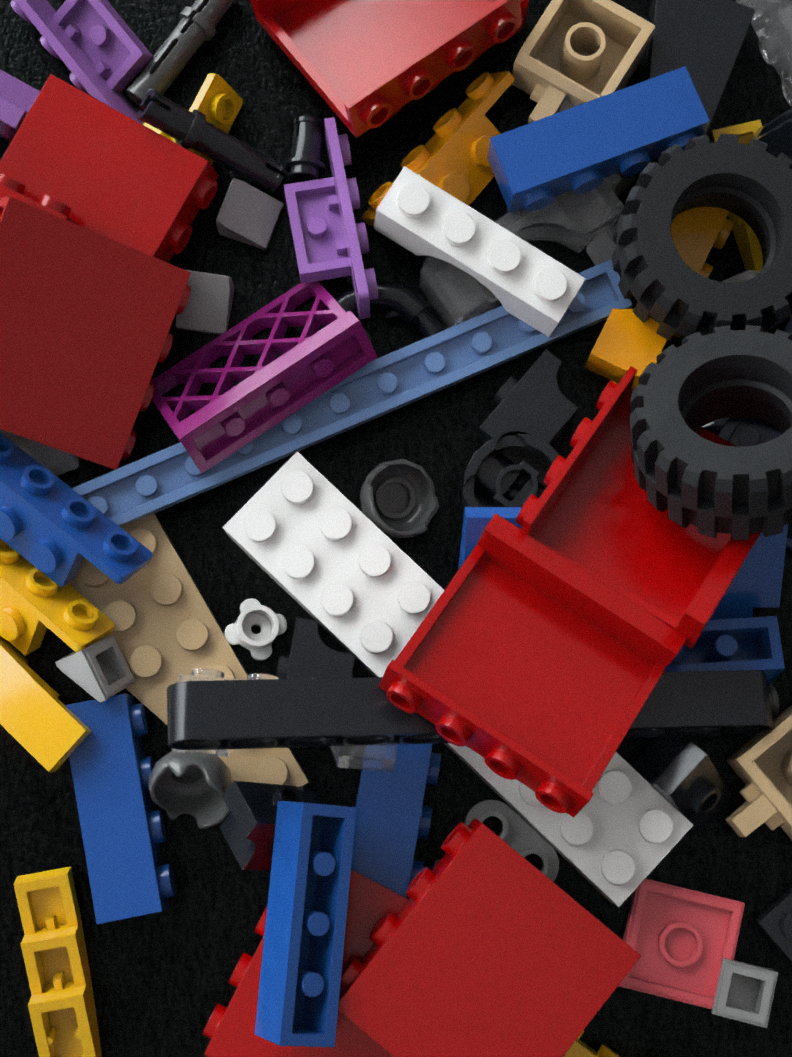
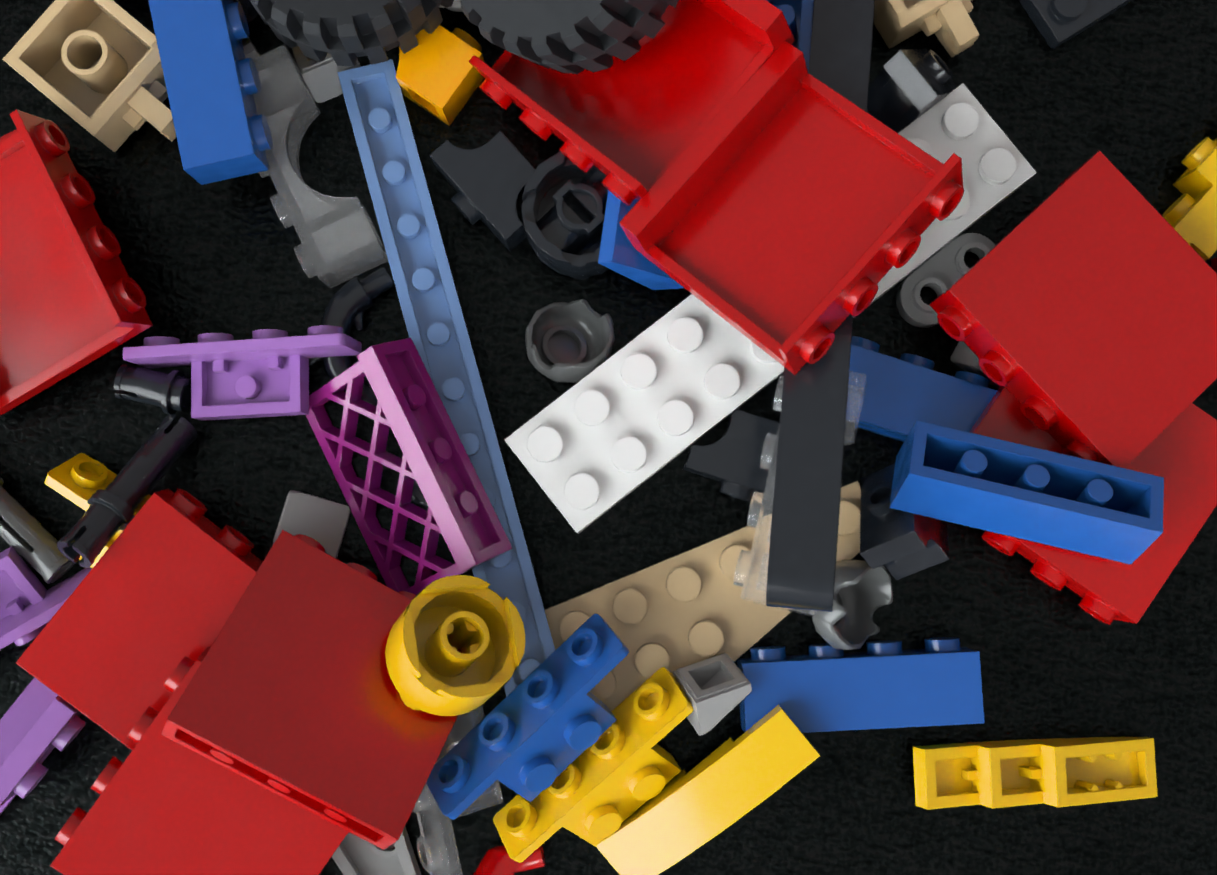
camera: 80 degrees left, 5 degrees up
(130, 448) = (473, 619): none -> yellow brick
(248, 215) = (219, 462): light grey slope -> none
(256, 614) = (685, 499): white plate -> none
(443, 227) = (273, 244): white arch -> none
(459, 149) = (194, 228): light orange bracket -> none
(680, 941) = (1068, 118): coral tile -> none
(744, 992) = (1128, 65): light grey slope -> none

